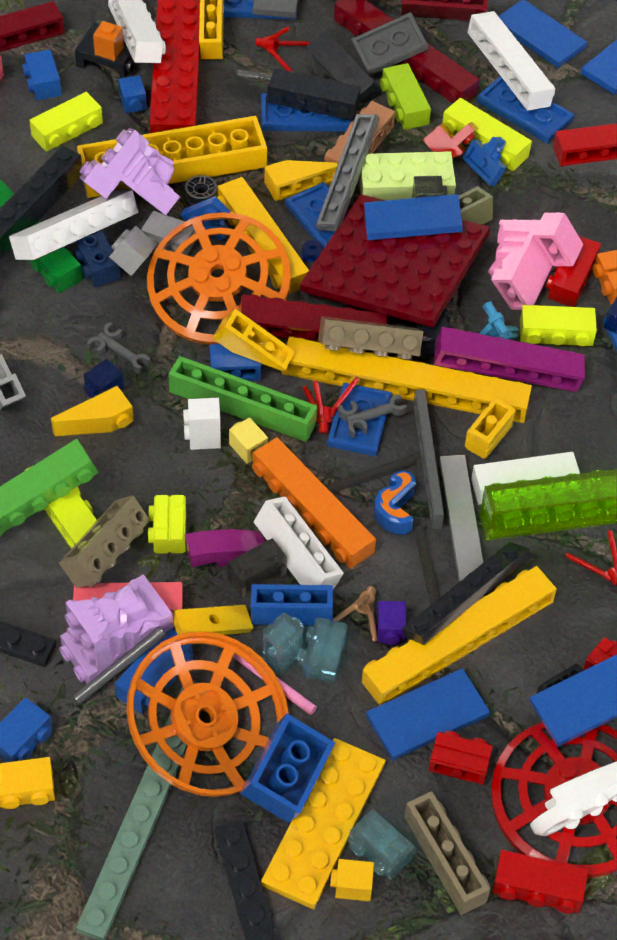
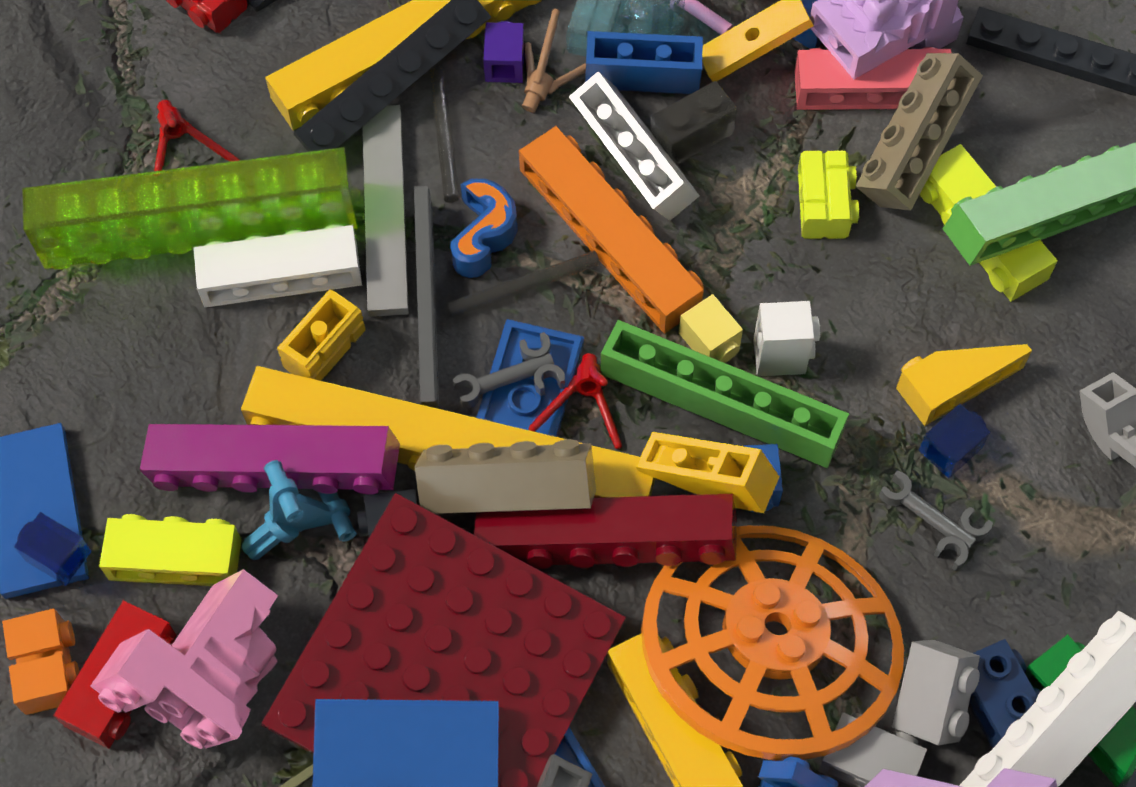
camera: 175 degrees left, 10 degrees up
(220, 545) = (742, 157): magenta slope -> none
(311, 250) = (607, 728): clear blue piece -> none

